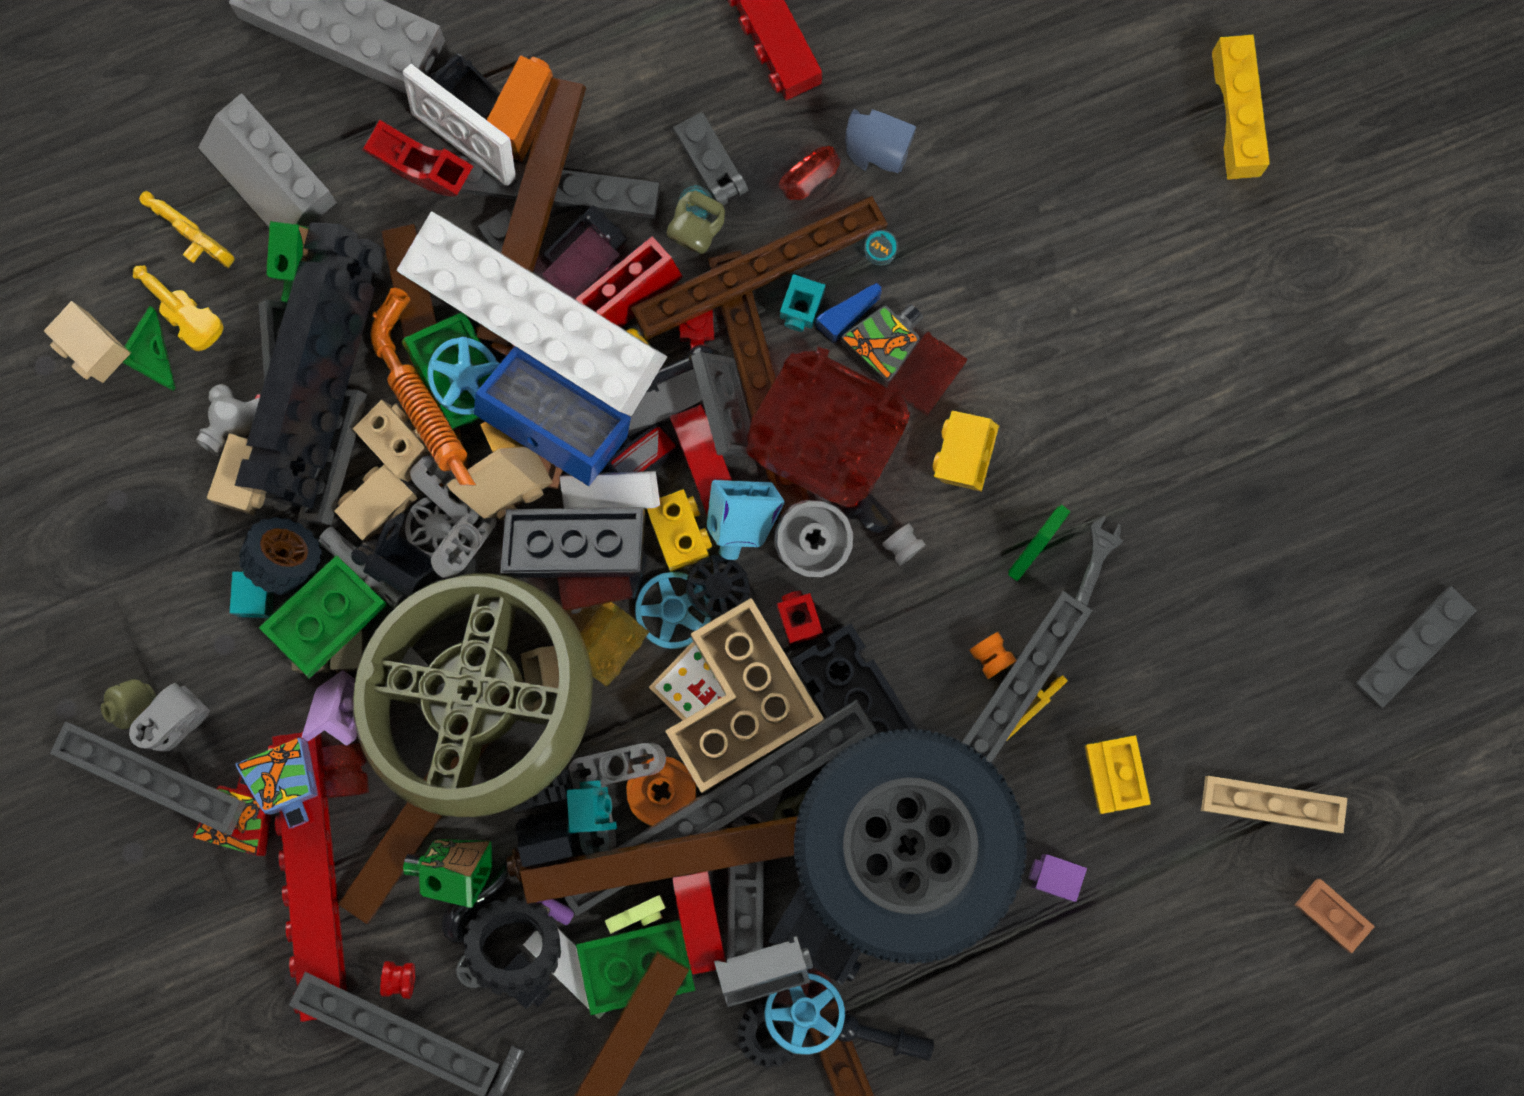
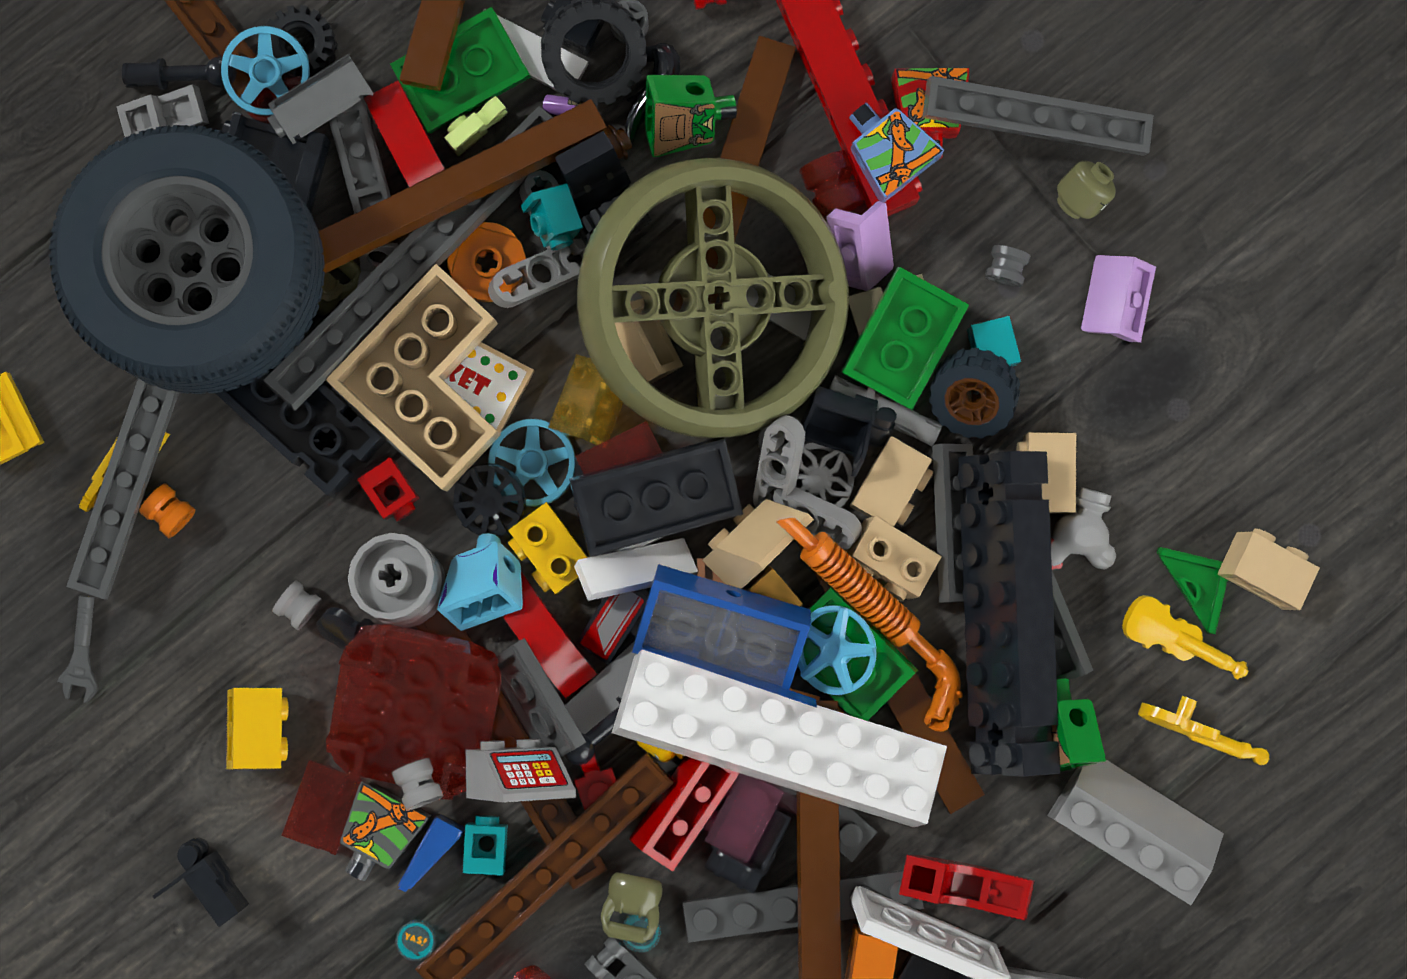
camera: 160 degrees right, 5 degrees up
(134, 606) = (1118, 297): none -> lavender panel
(170, 716) = (1035, 186): light grey piece -> none
(218, 659) = (1007, 265): none -> dark grey wheel
(544, 367) = (744, 678): none -> blue sticker
(755, 346) = (516, 772): none -> slope
(841, 364) = (417, 784): none -> light grey wheel
(908, 1005) = (174, 108): none -> light grey slope
(1036, 338) = (209, 881): none -> black piece
(1038, 542) = (147, 651): green tile -> none
(1057, 877) = (30, 292): medium lavender brick -> none

